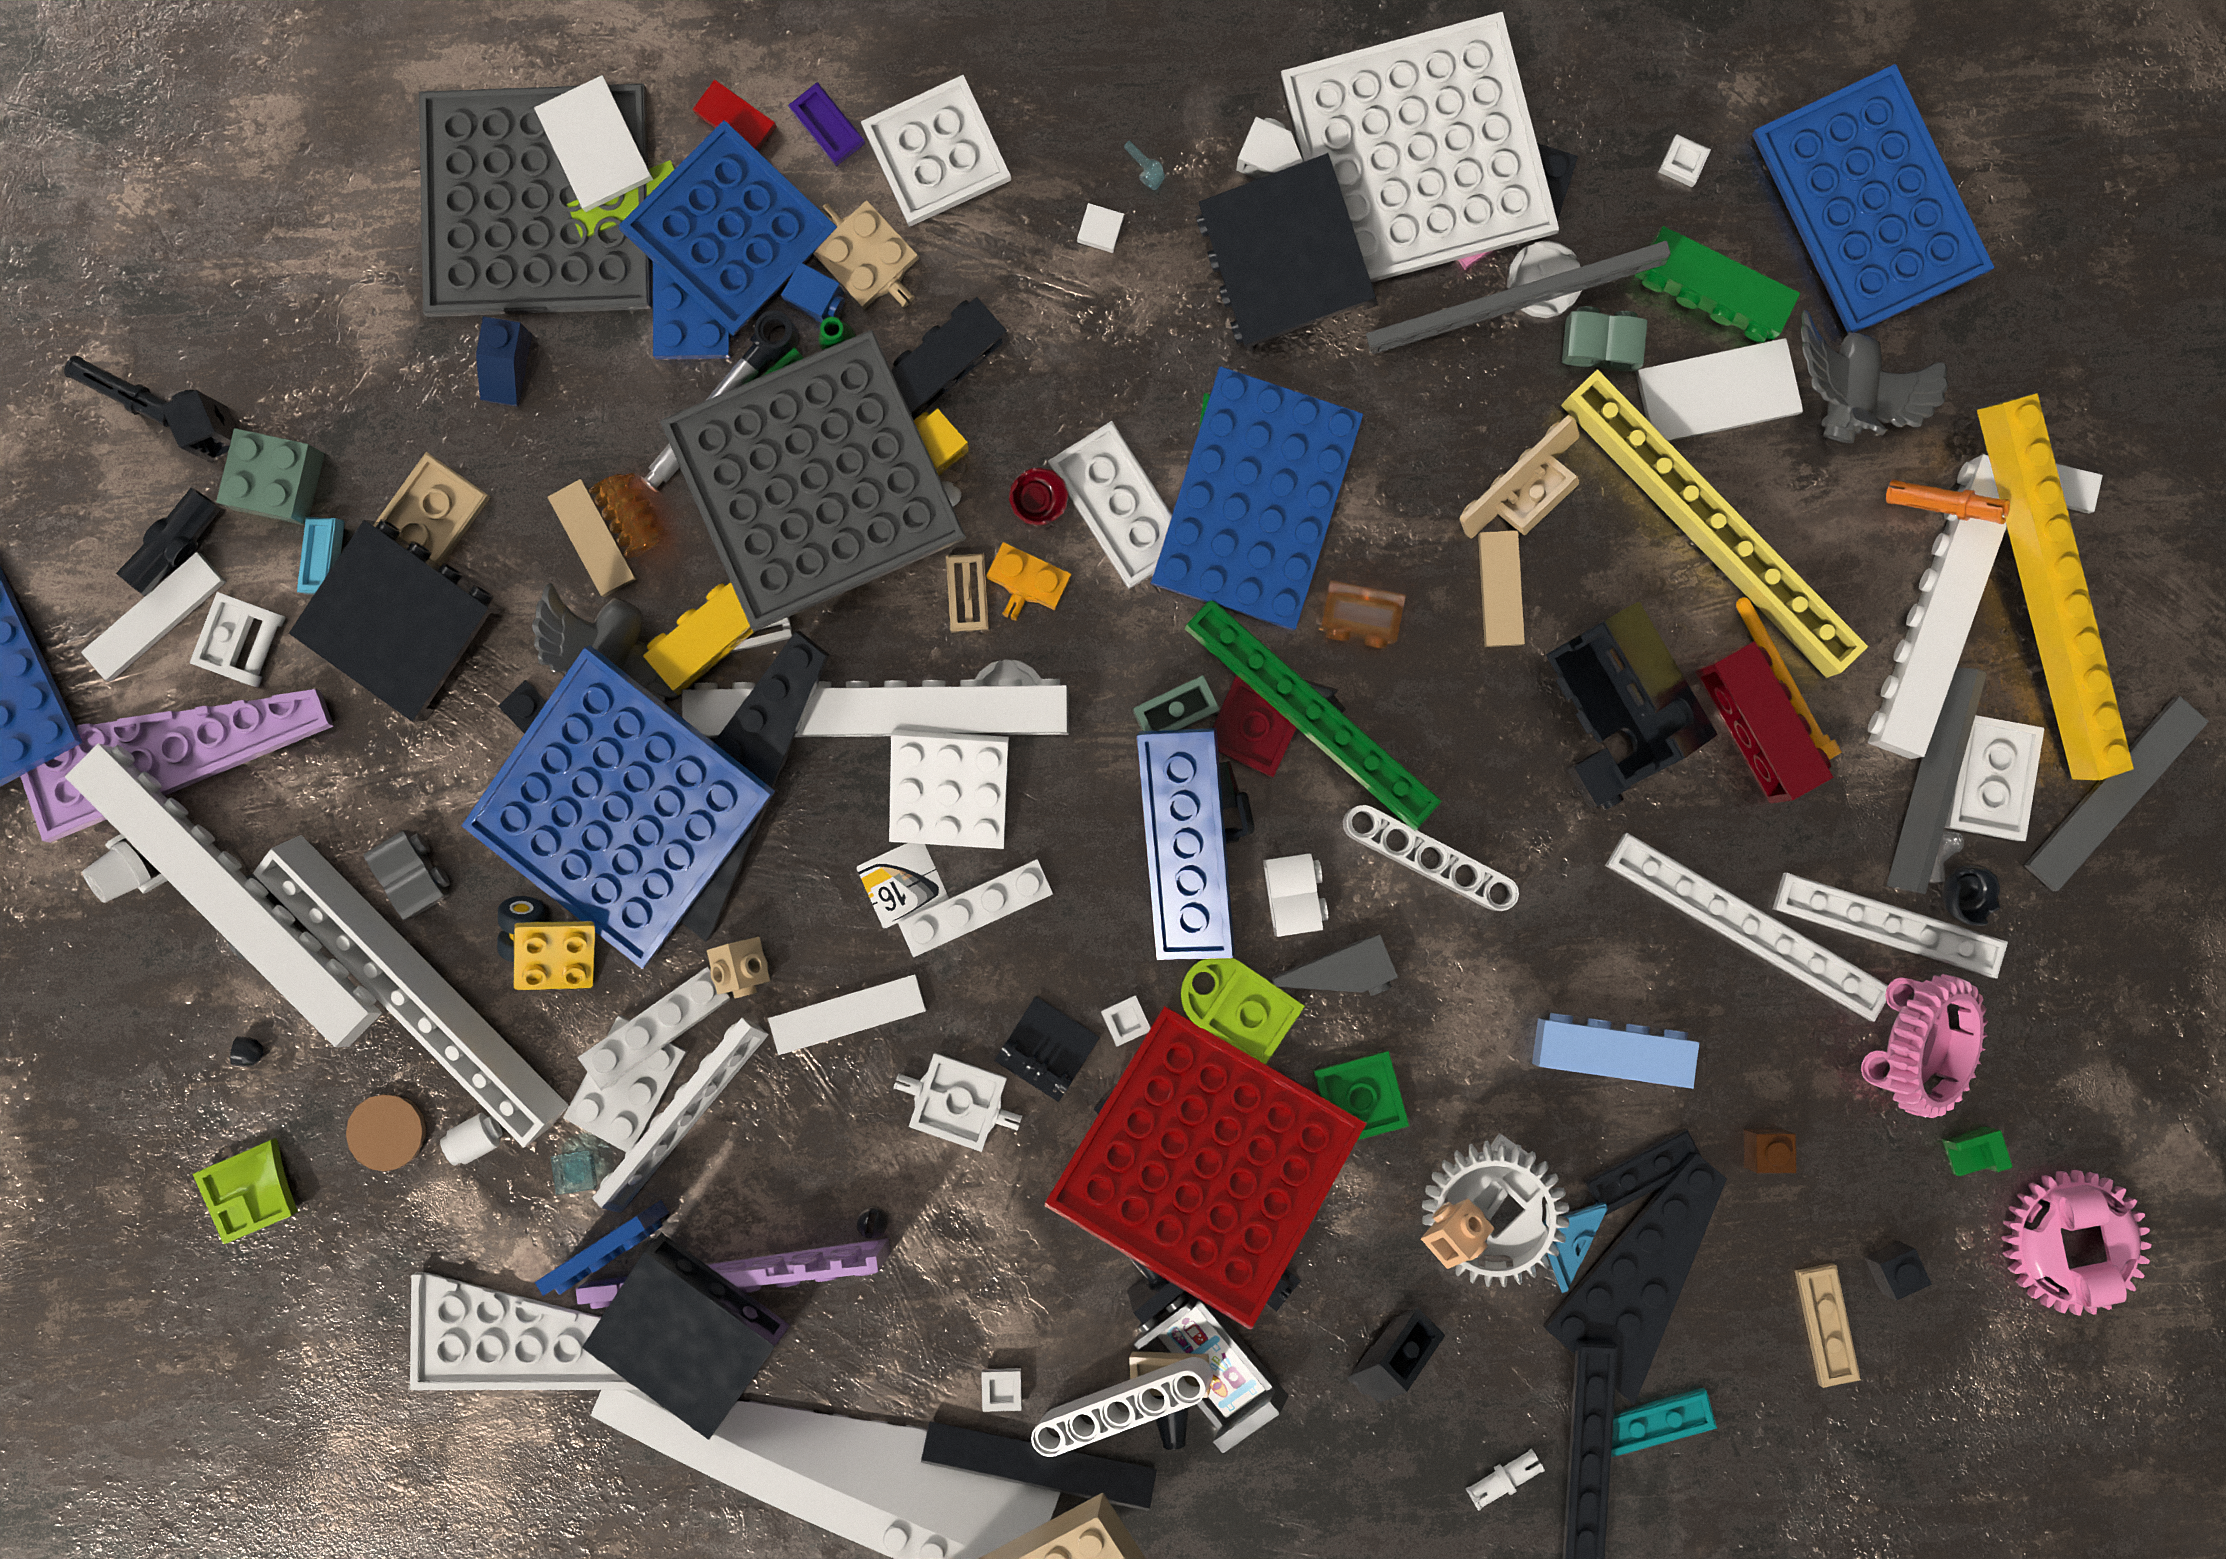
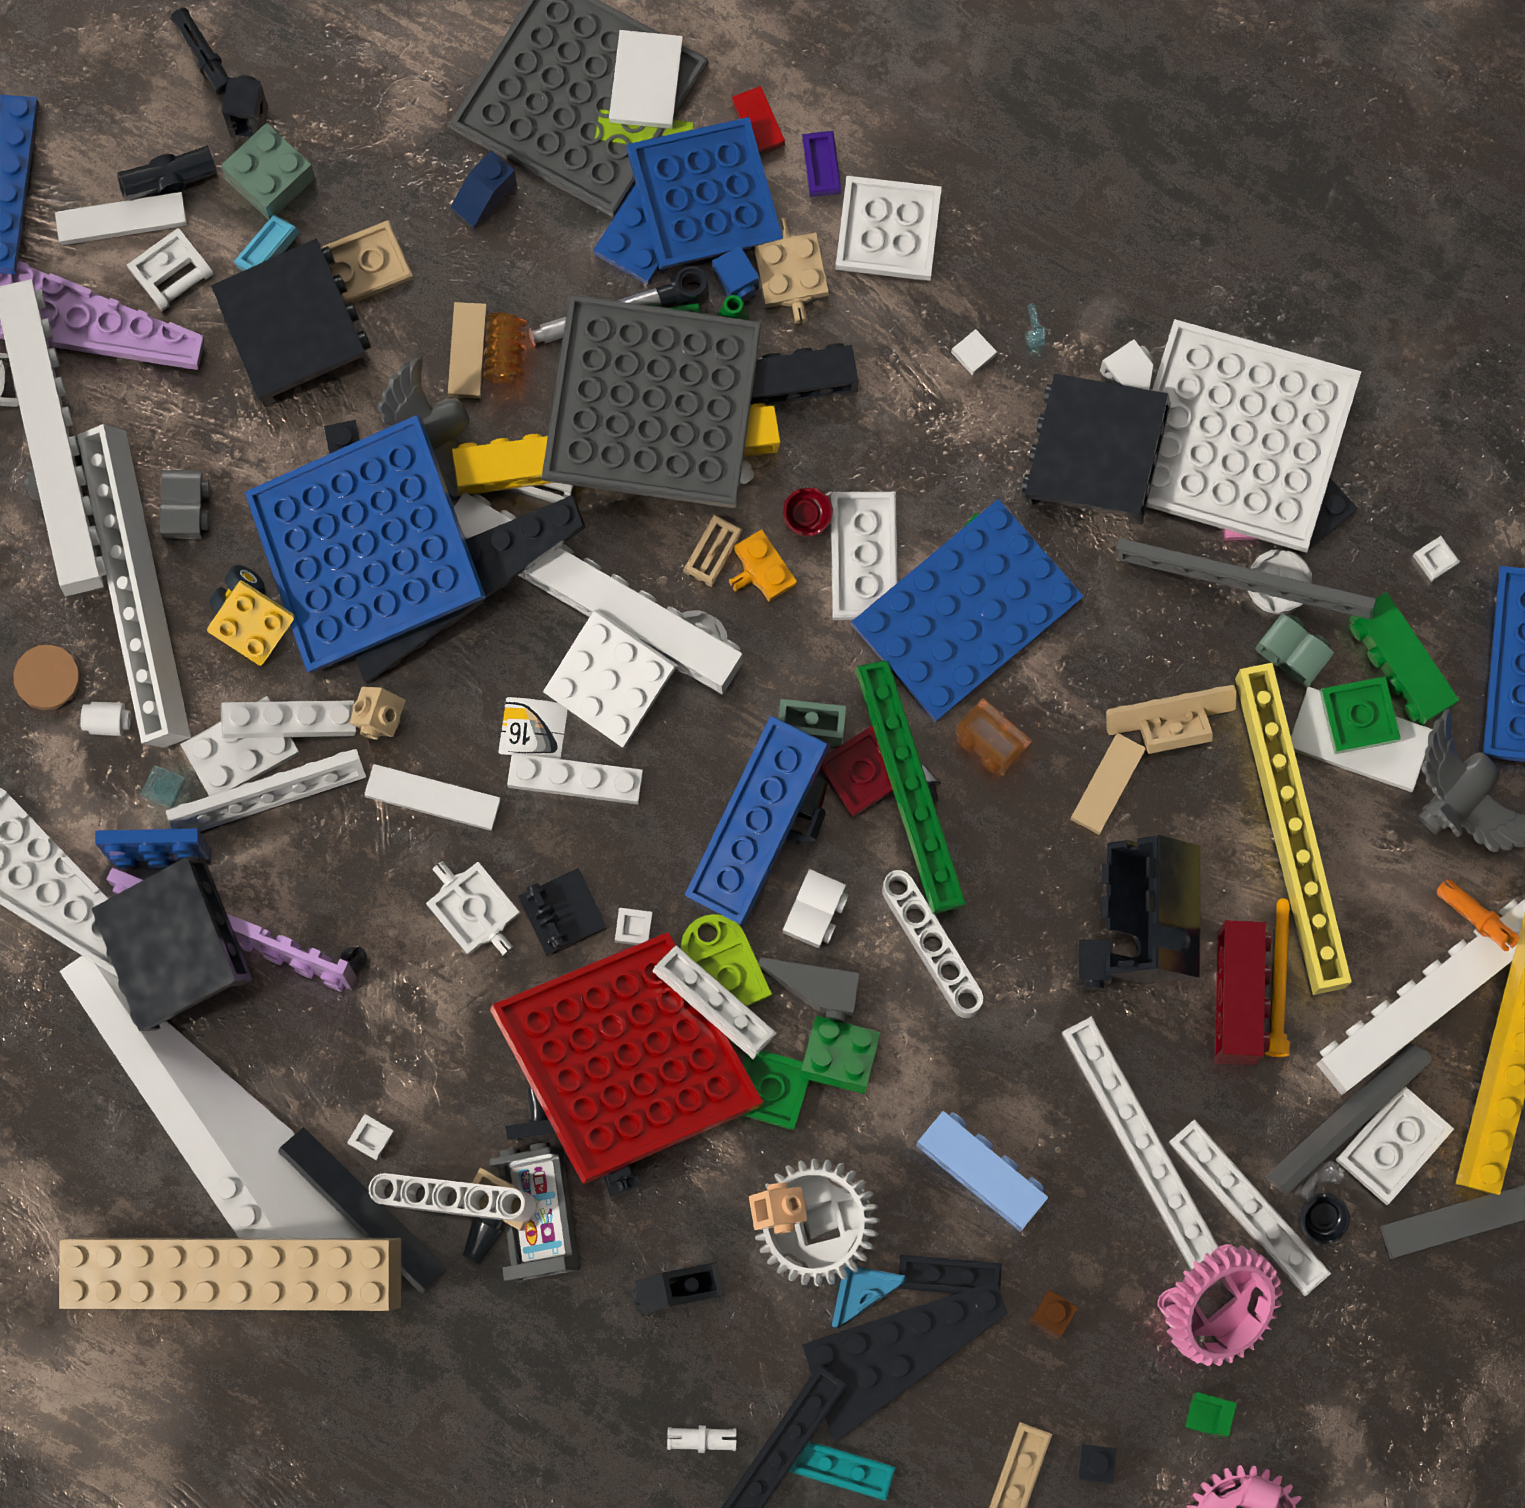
camera: 25 degrees right, 10 degrees down
(1255, 1051) = (714, 1002): none -> white tile
(1408, 1024) = (840, 1054): none -> green plate
(1710, 368) = (1360, 715): none -> green plate

